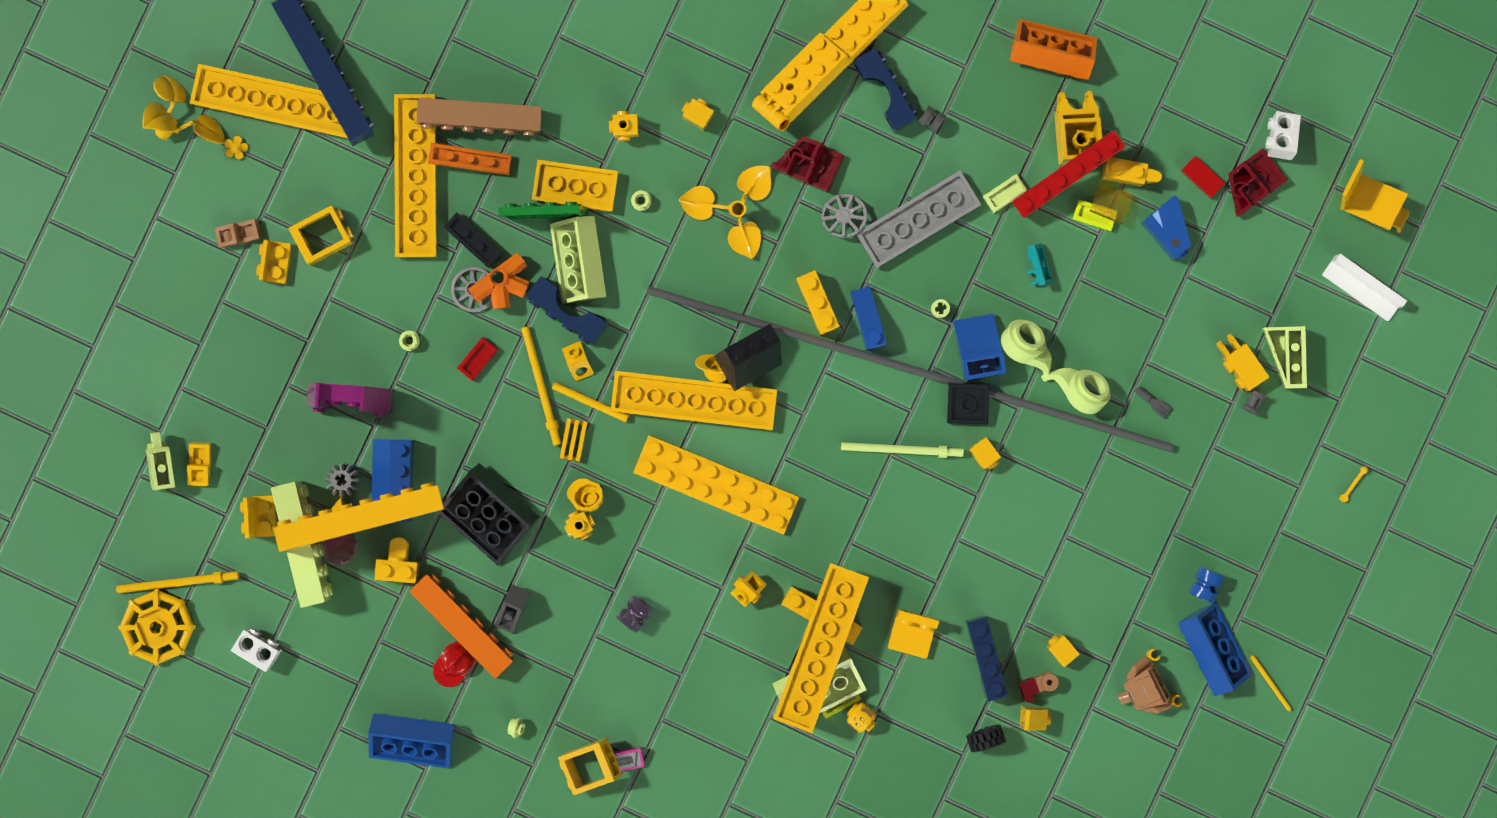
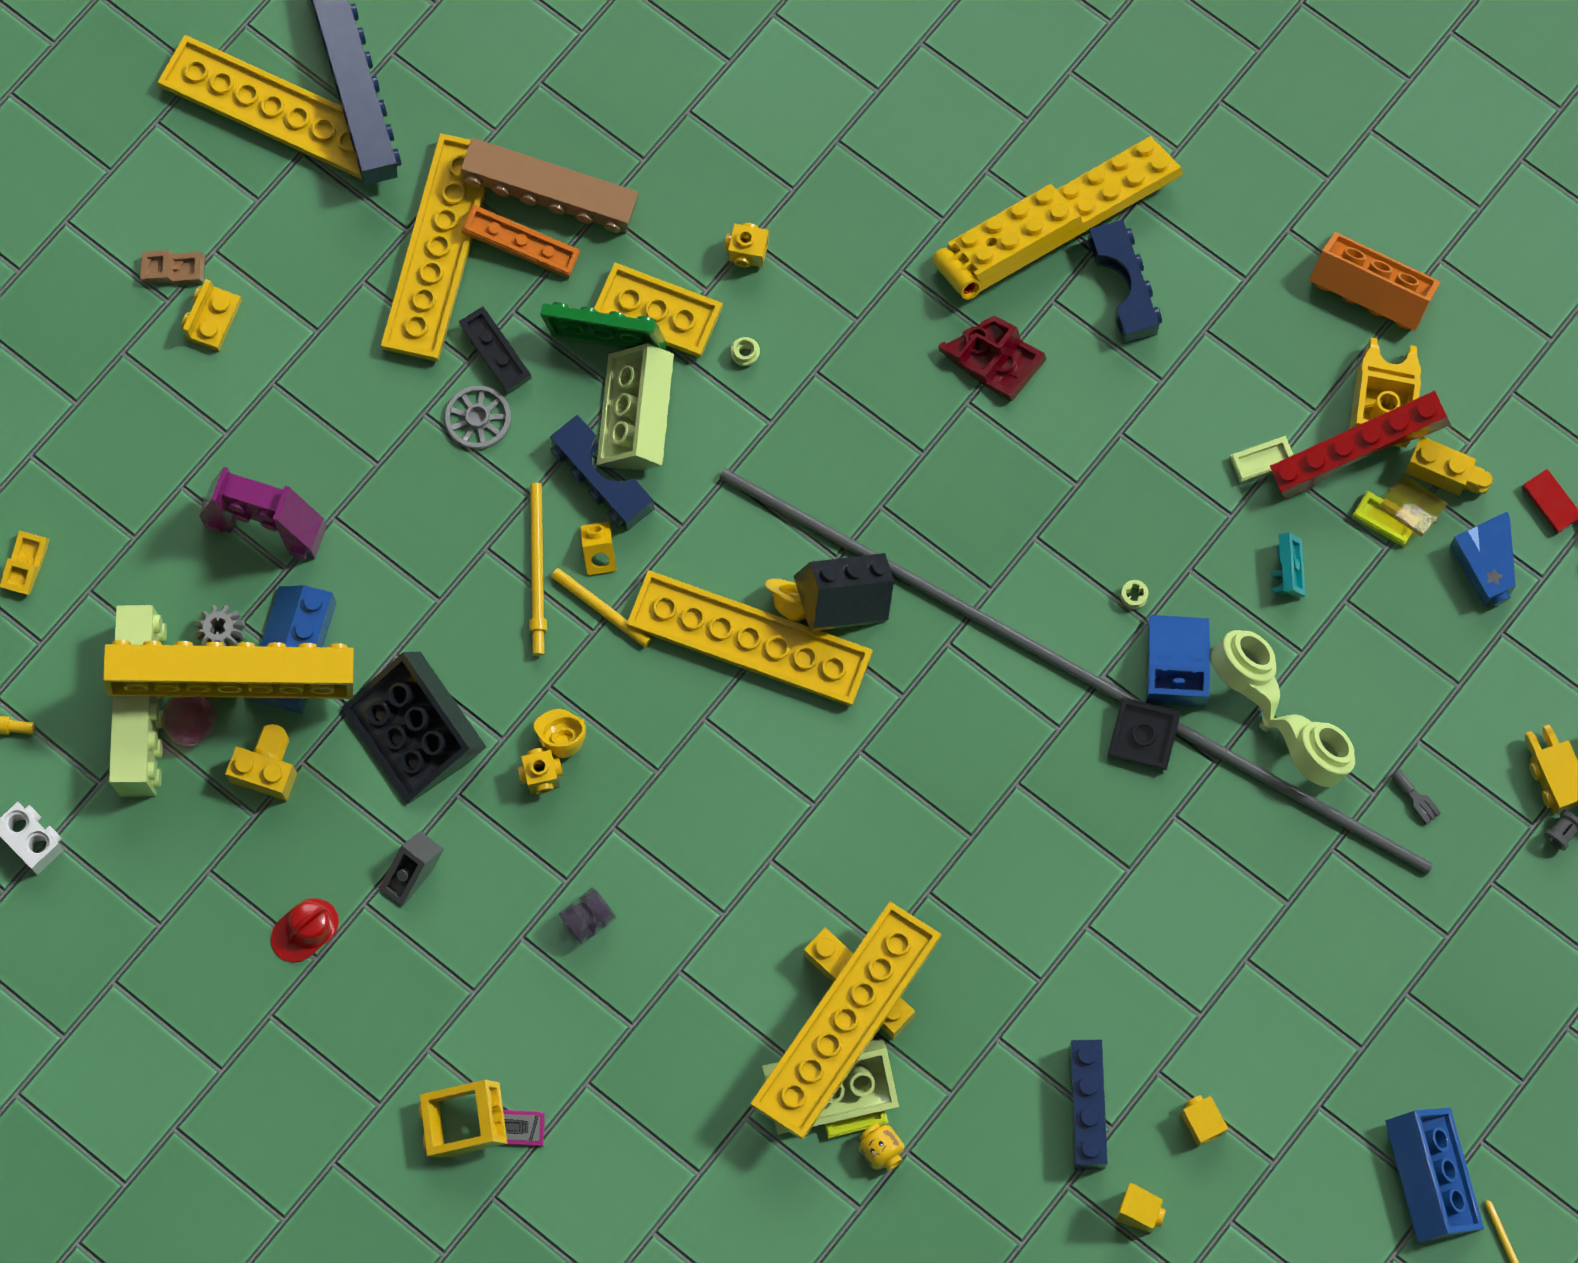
camera: 20 degrees right, 15 degrees down
(160, 119) = (111, 76): yellow plant -> none
(235, 147) = (202, 156): yellow plant -> none
(259, 516) = (84, 651): yellow bracket -> none
(303, 245) = (292, 317): yellow window -> none
(402, 340) = (365, 456): yellowish green plate -> none
(411, 740) = (211, 1022): blue slope -> none
(461, 625) = (331, 874): orange brick -> none
(477, 359) = (457, 512): red tile -> none
(500, 291) = (515, 423): orange piece -> none
(516, 727) = (369, 1040): yellowish green plate -> none
(573, 440) = (573, 631): yellow tile -> none
(697, 113) = (853, 253): yellow brick -> none
(716, 484) = (752, 765): yellow plate -> none
(743, 238) = (873, 435): yellow plant -> none
(748, 588) = (761, 918): yellow brick -> none
(817, 302) = (960, 543): yellow brick -> none
(844, 215) = (1026, 435): light grey wheel -> none
(868, 318) = (1027, 585): blue slope -> none
(912, 633) = (987, 1042): yellow bracket -> none
(918, 219) = (1130, 464): light grey plate -> none
(927, 118) = (1181, 335): dark grey wheel -> none
(941, 451) = (1090, 794): yellowish green bar -> none
(985, 454) = (1152, 810): yellow brick -> none
(986, 738) = (1060, 1220): black tyre -> none
(1037, 684) = (1155, 1162): leg -> none
(1146, 687) = (1318, 1205): medium nougat torso -> none
(1206, 585) = (1440, 1075): blue wheel -> none

